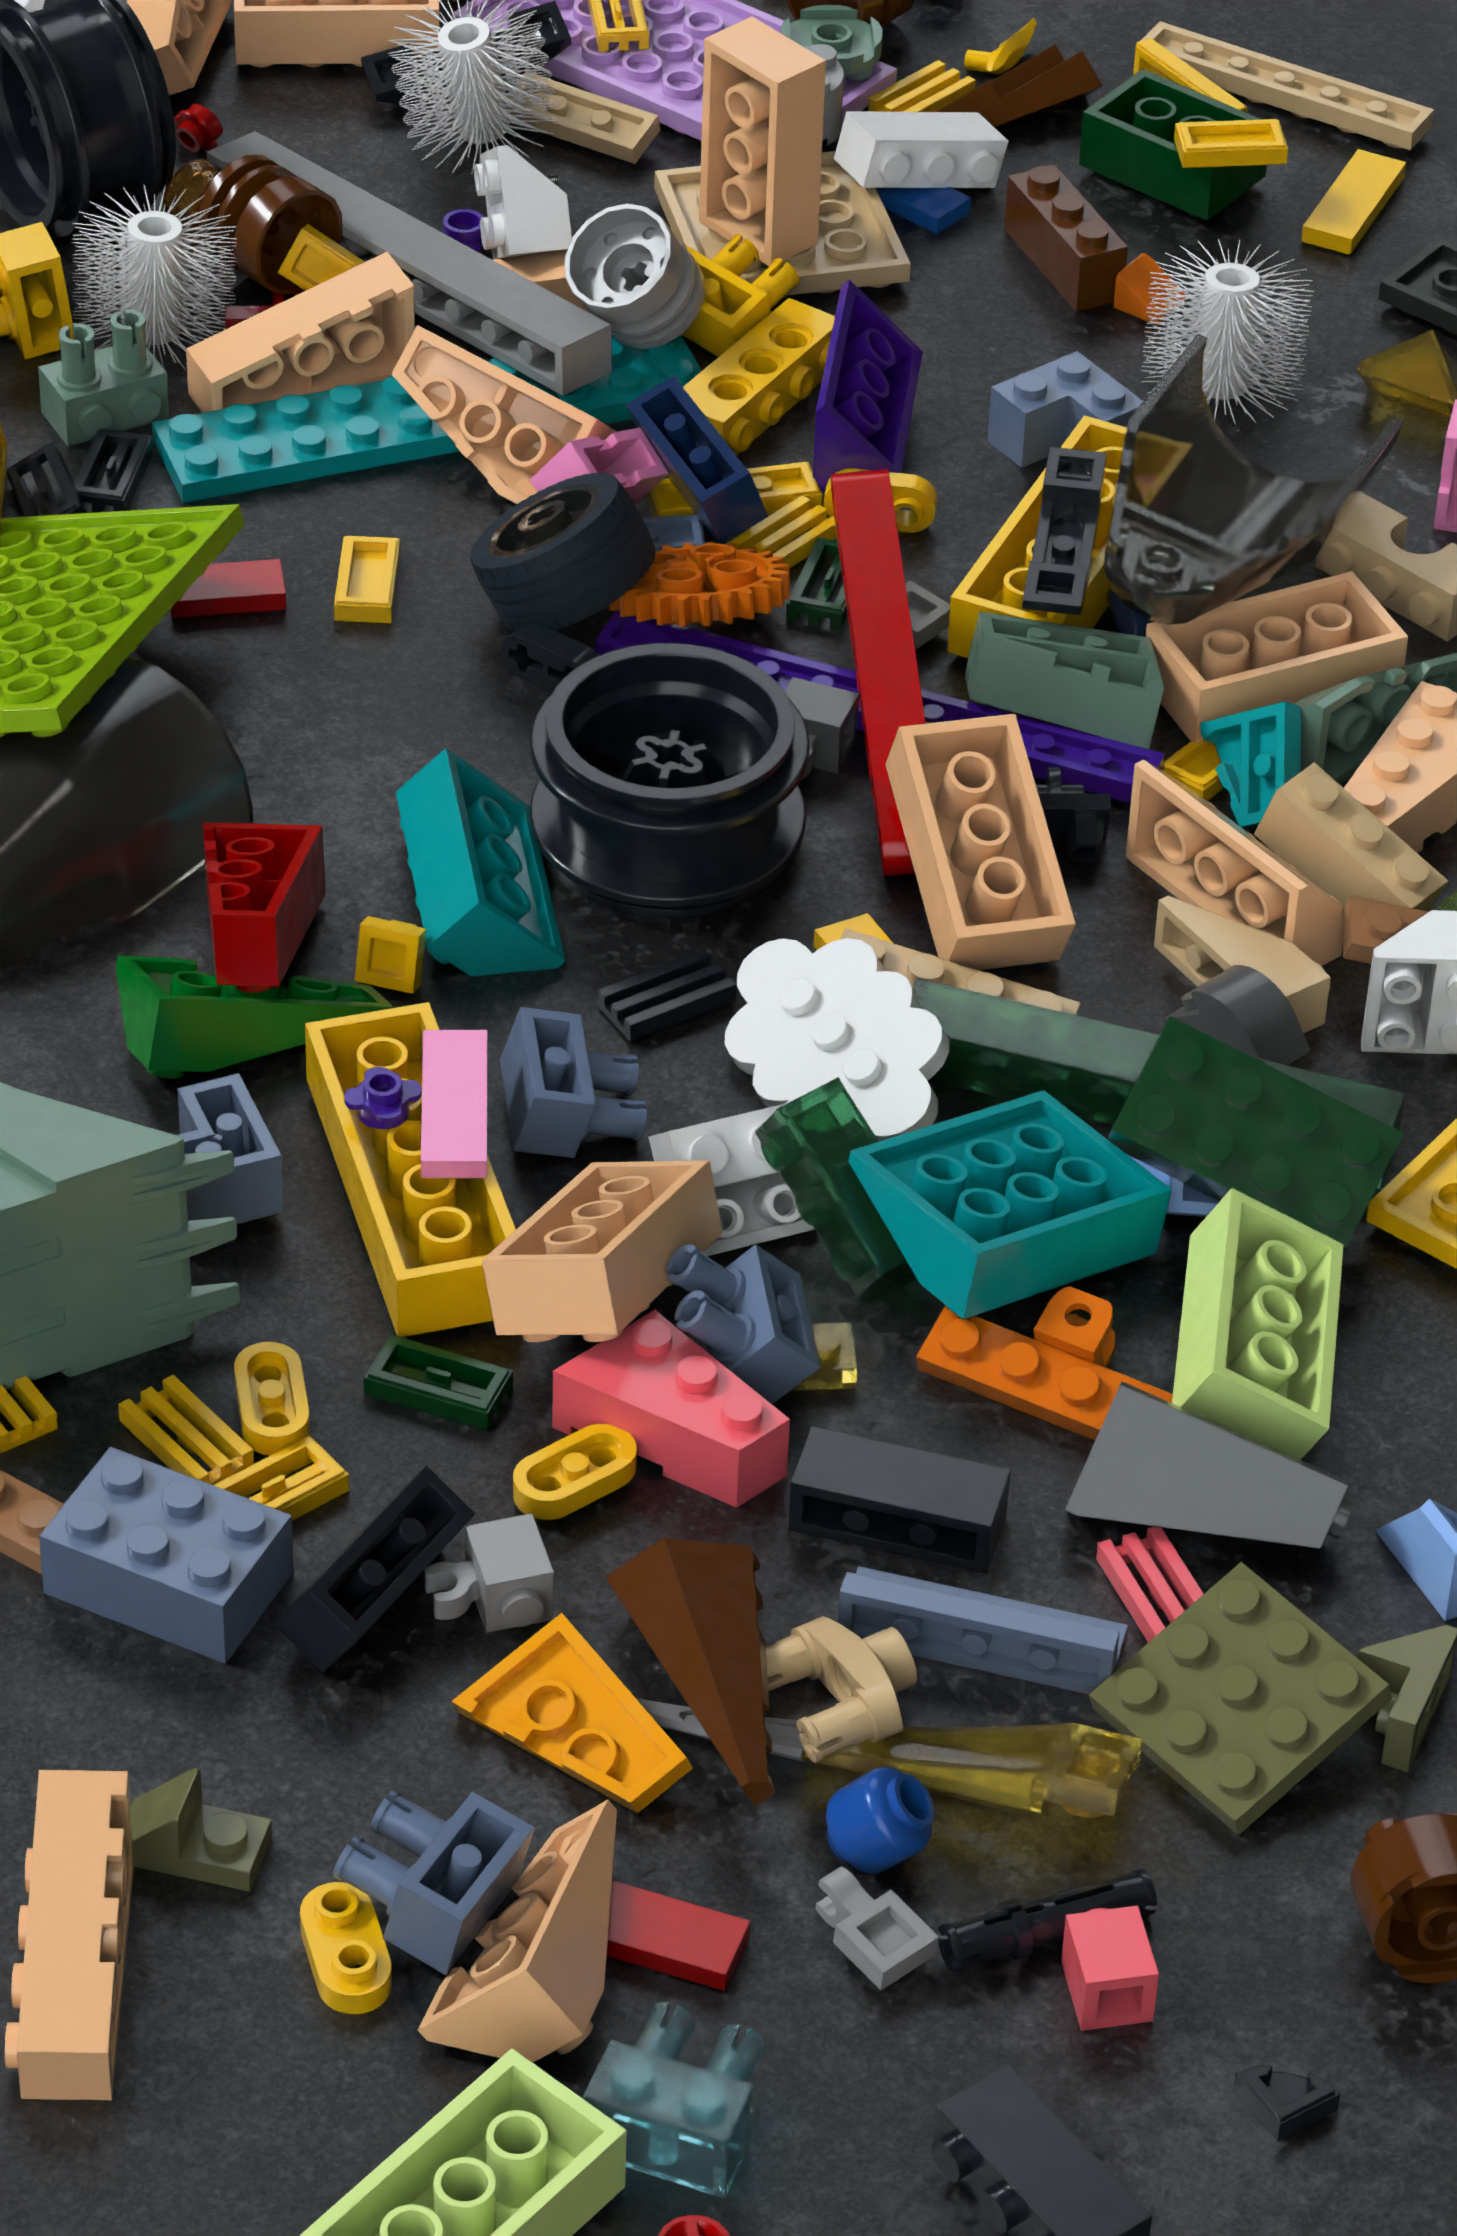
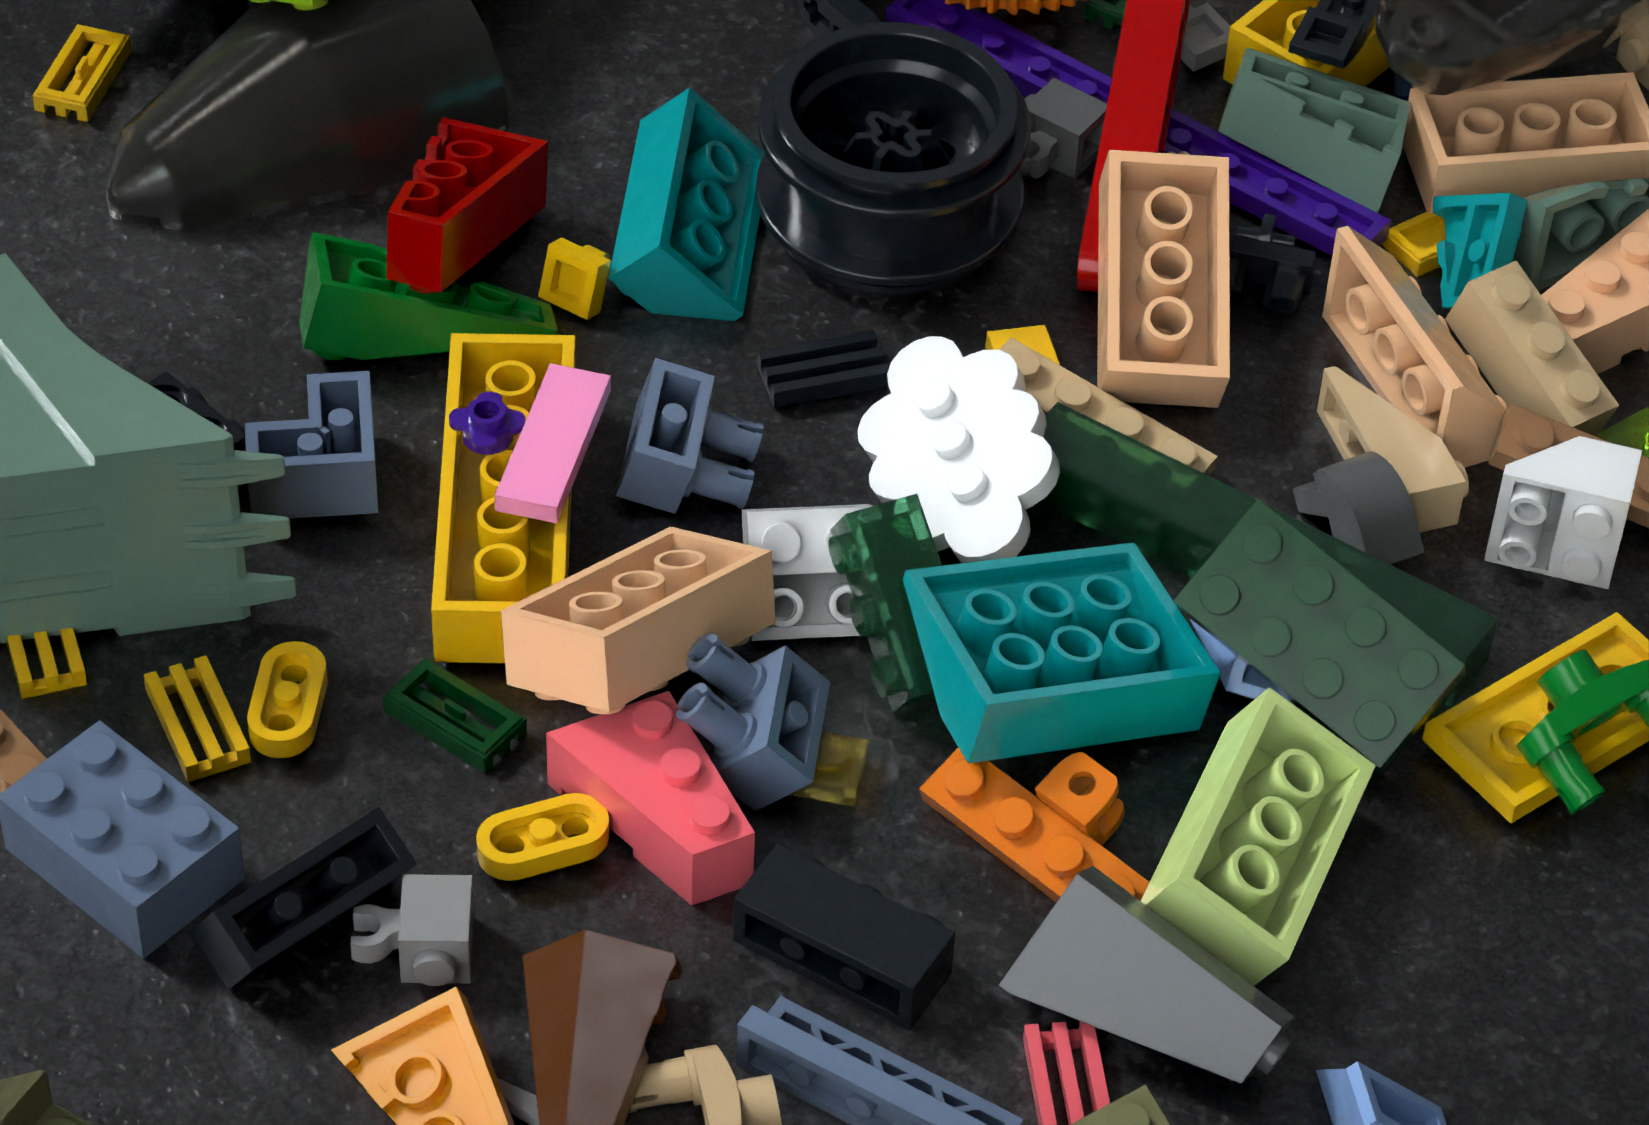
camera: 15 degrees right, 5 degrees up
(299, 1492) = (261, 802): yellow tile -> none

